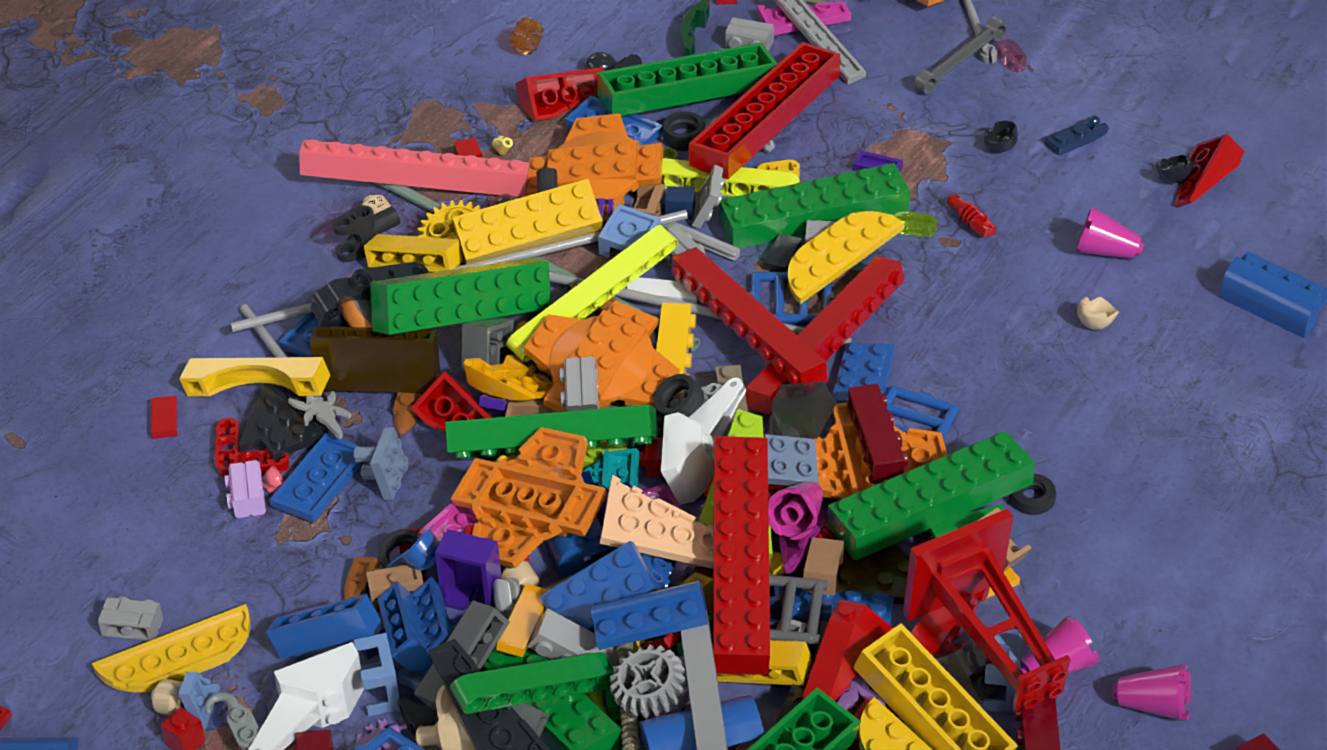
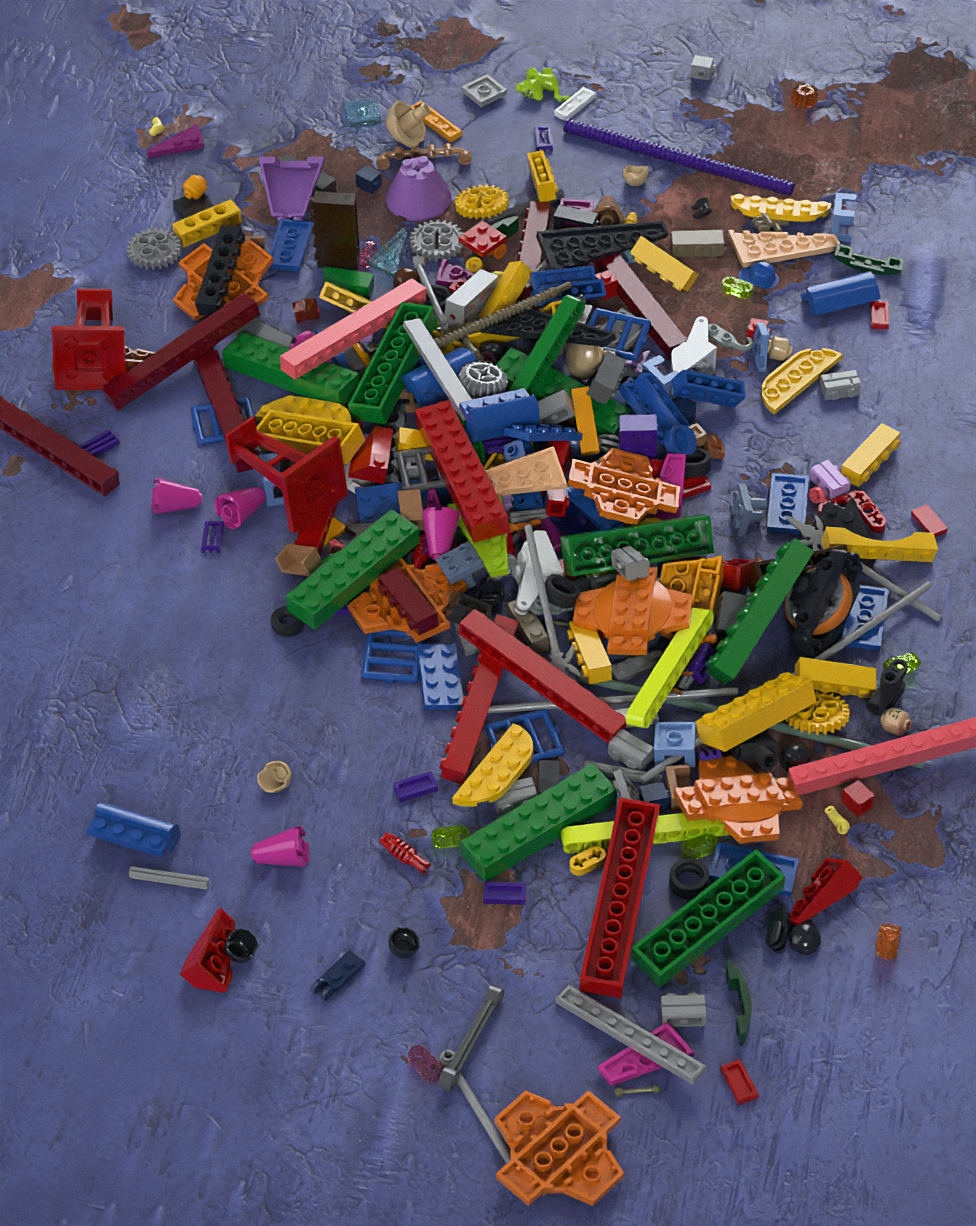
camera: 160 degrees right, 5 degrees up
(172, 503) = (871, 454): none -> yellow brick
(326, 265) = (911, 658): none -> clear neon green beam
(717, 346) = (556, 655): none -> light grey piece
(935, 279) = (415, 786): none -> dark purple tile
(1104, 654) = (212, 547): none -> dark purple tile
(1230, 250) = (169, 877): none -> light grey axle

